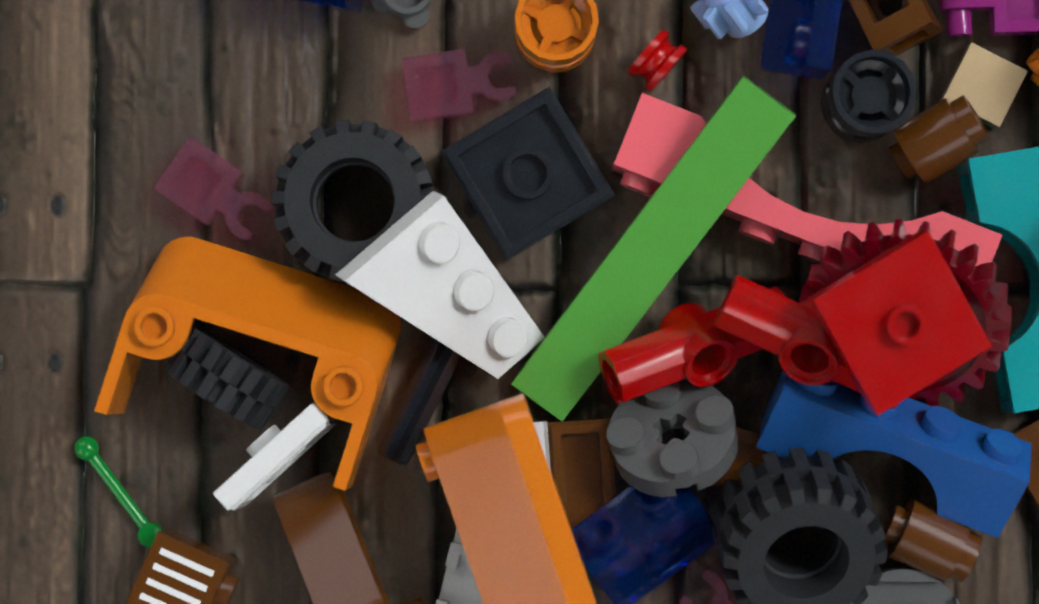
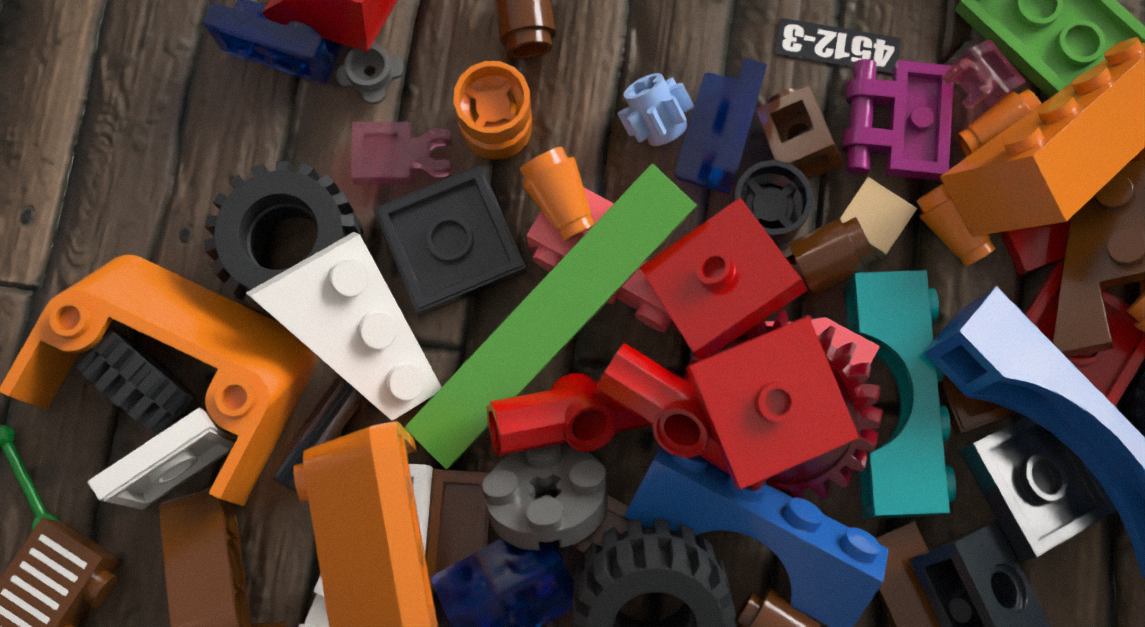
camera: 10 degrees right, 10 degrees down
(207, 184) = (159, 214): clear pink plate -> none
(644, 117) = (558, 191): none -> orange cone
(657, 60) = (586, 152): red bush -> none
(831, 193) = (722, 279): none -> red plate

